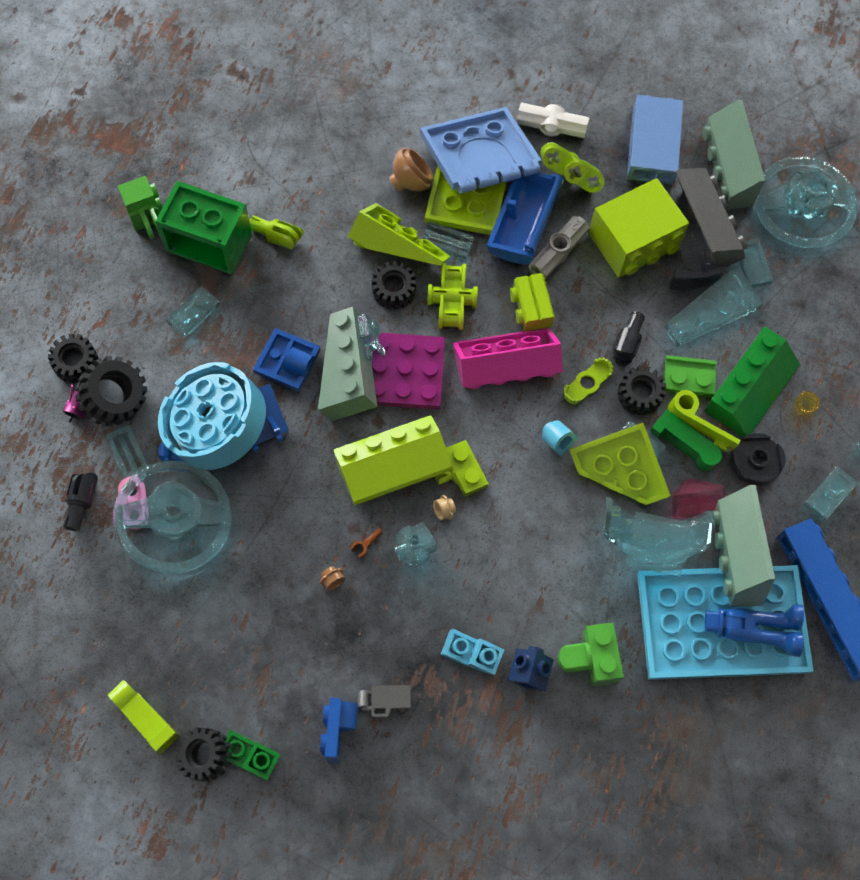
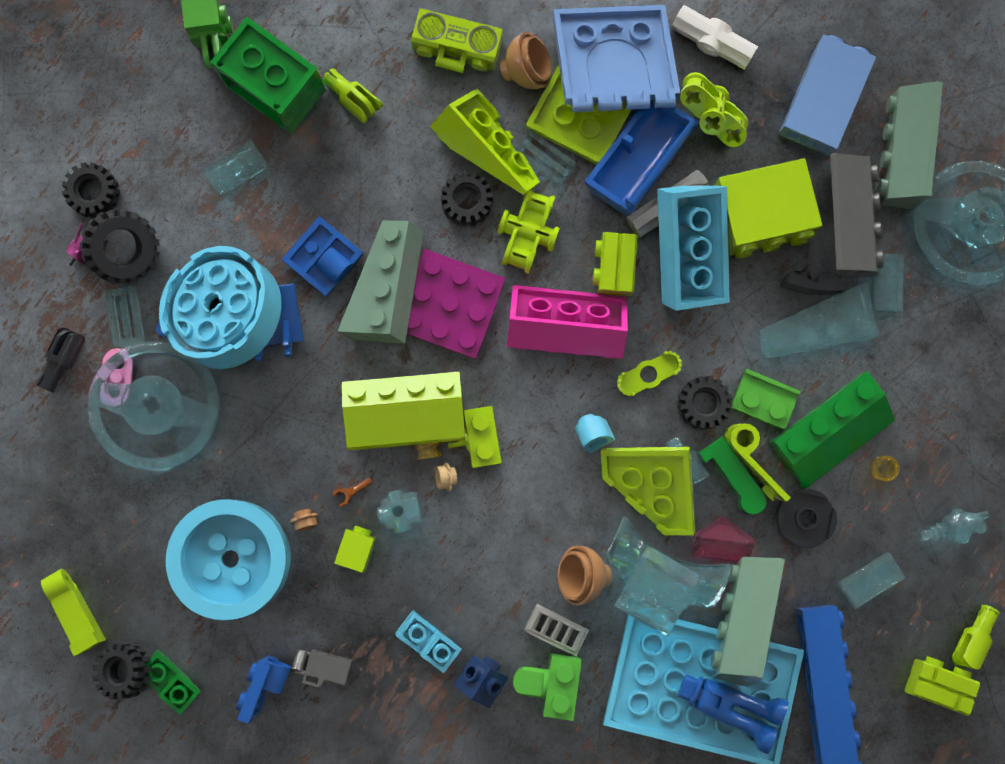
camera: 15 degrees right, 15 degrees up
(256, 606) = (198, 567): none -> medium azure brick
(349, 171) = (456, 37): none -> lime piece
(369, 334) = (418, 256): clear light blue plate -> none
(385, 588) = (355, 549): none -> lime brick
(423, 490) = (428, 451): none -> clear yellow bush
(579, 619) = (534, 619): none -> light grey slope
(588, 553) = (582, 575): none -> medium nougat piece
(591, 267) = (693, 246): none -> medium azure slope
(628, 339) = (710, 338): black arm -> none

